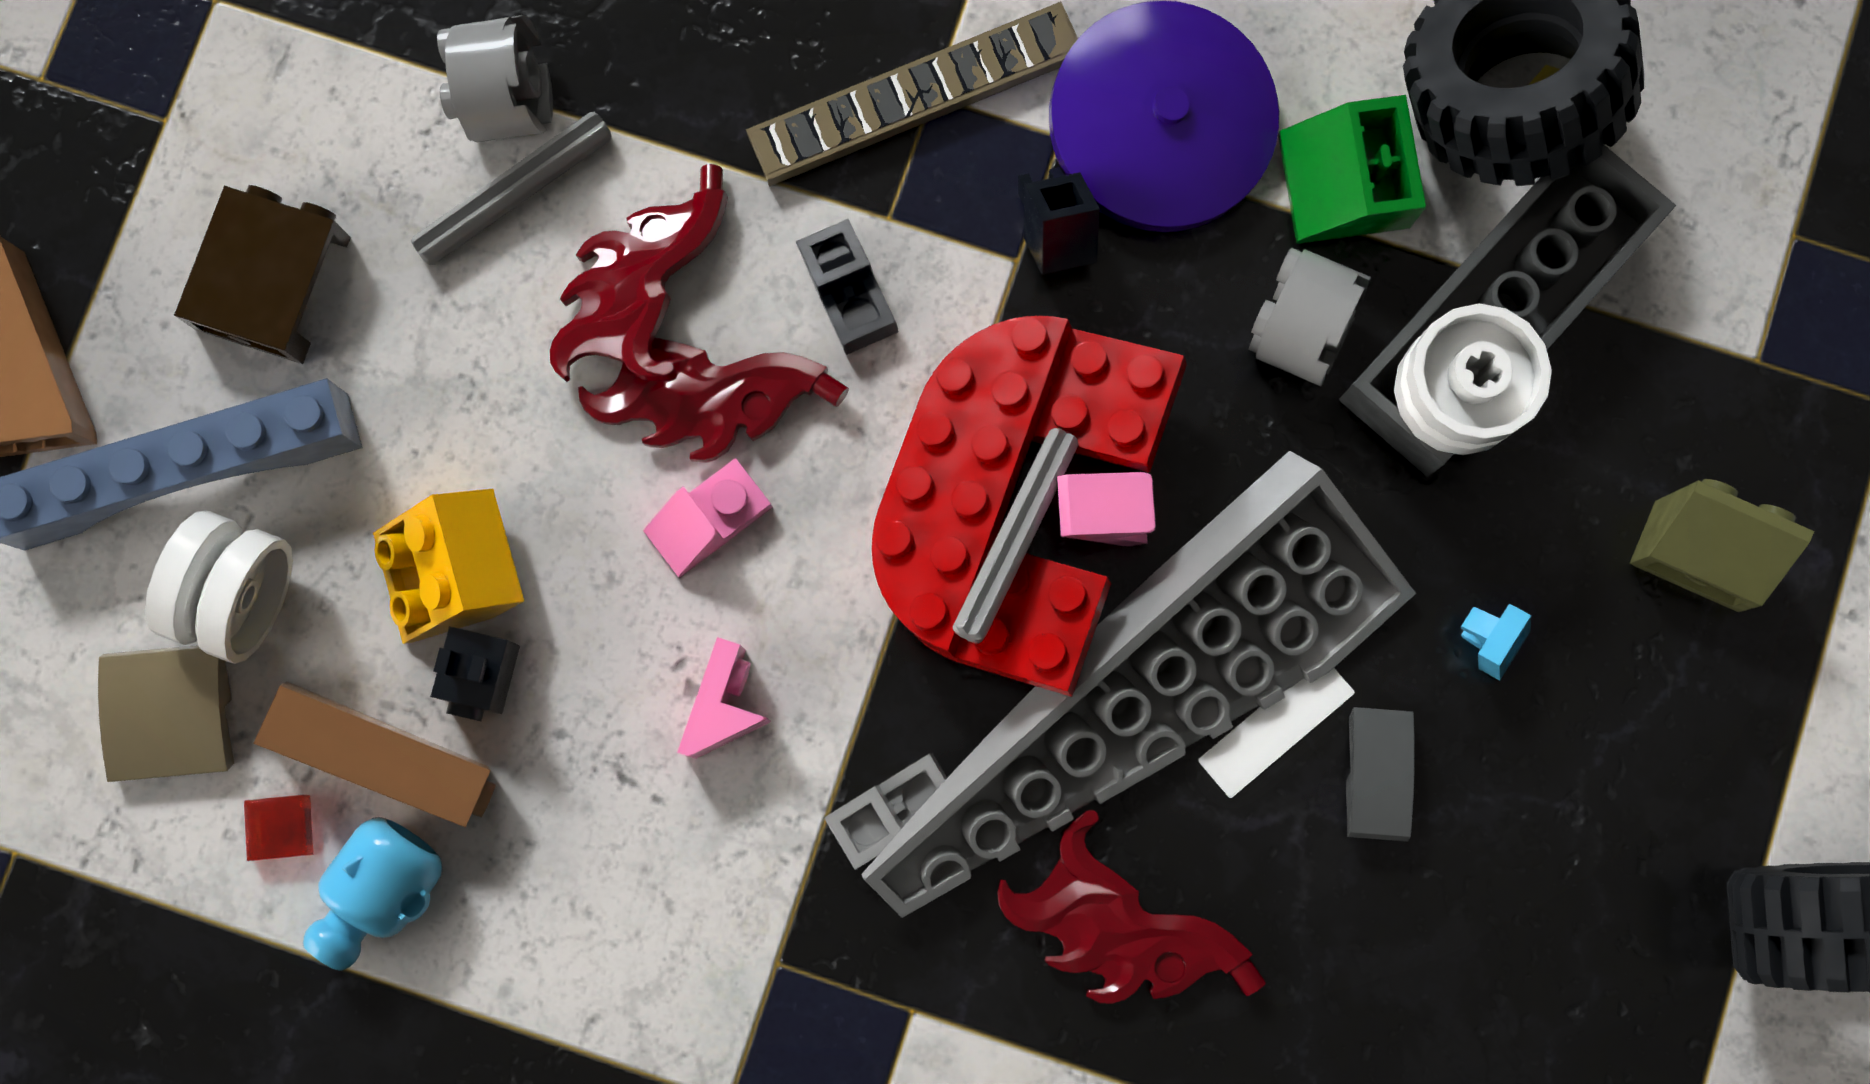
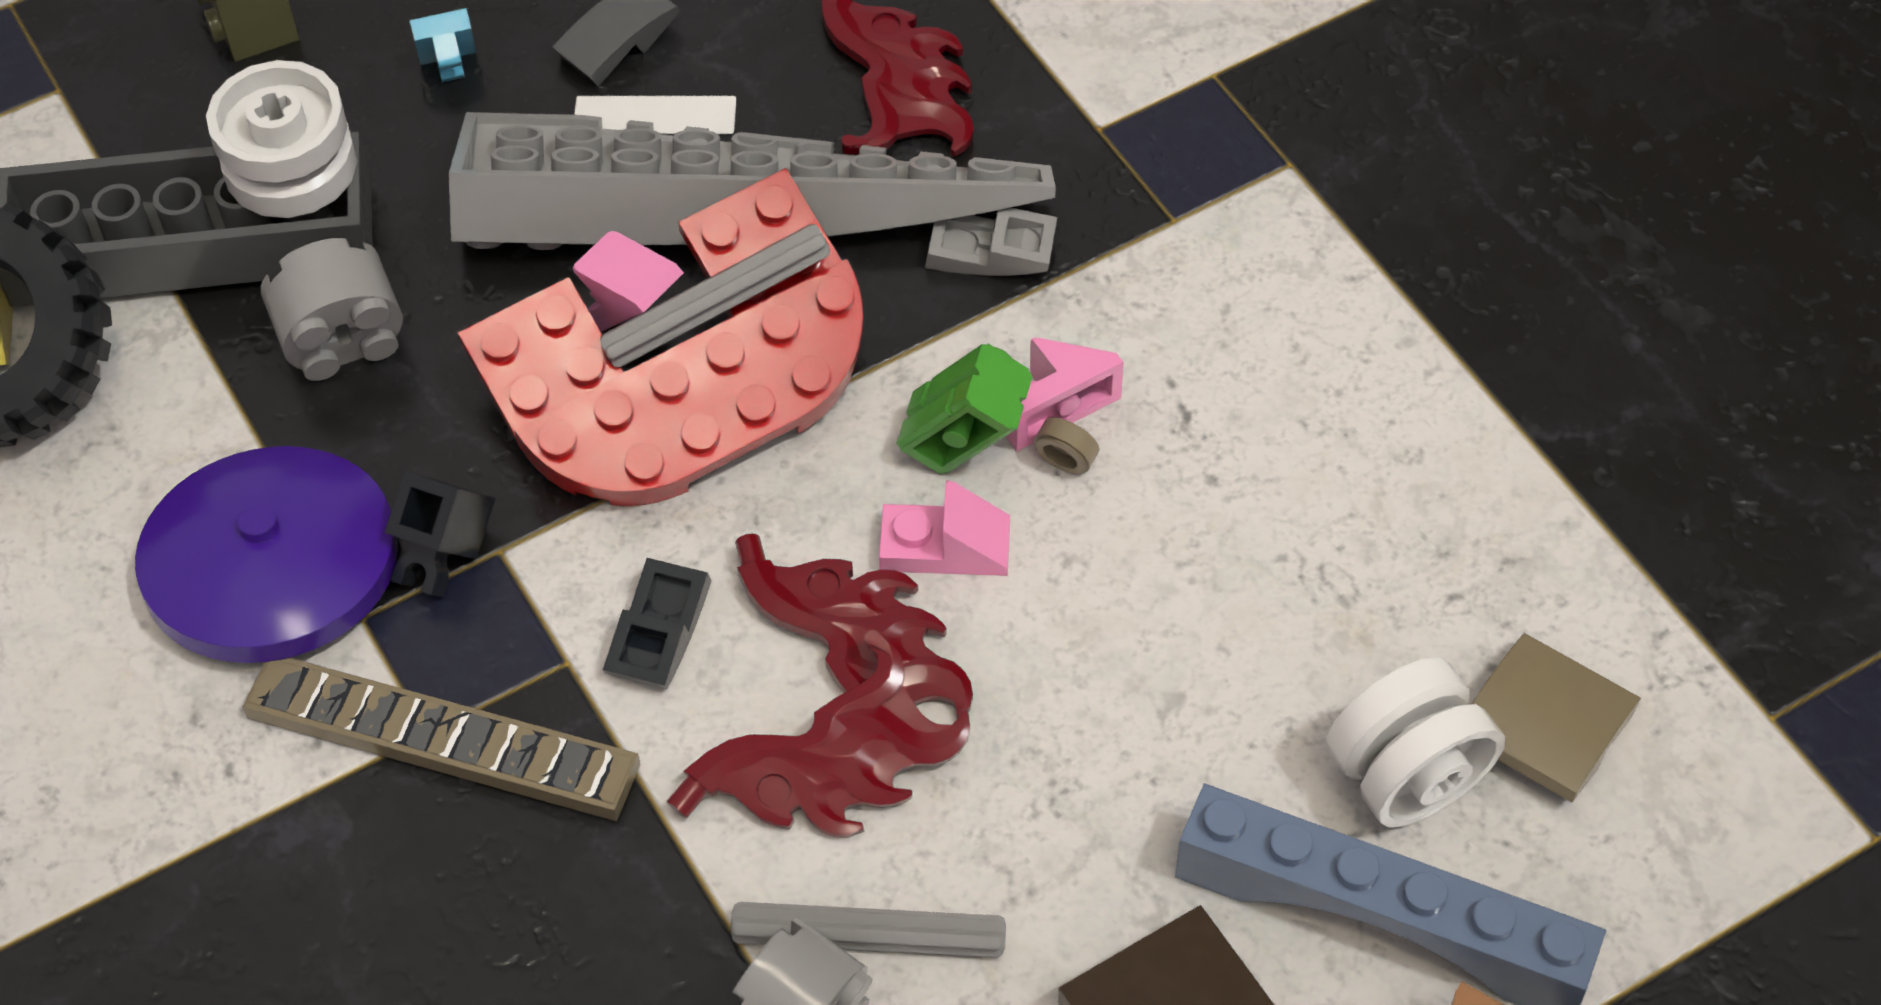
camera: 140 degrees left, 25 degrees down
(278, 827) = (1510, 569): clear red tile -> none
(372, 888) = (1458, 452): medium azure piece -> none
(374, 755) = (1387, 548): medium nougat slope -> none
(447, 564) = (1200, 646): yellow slope -> none
(474, 673) = (1242, 548): black brick -> none
(676, 659) = (1066, 446): none -> dark tan tile
(757, 608) = (965, 409): none -> bright green brick
(1353, 171) = (178, 388): green slope -> none

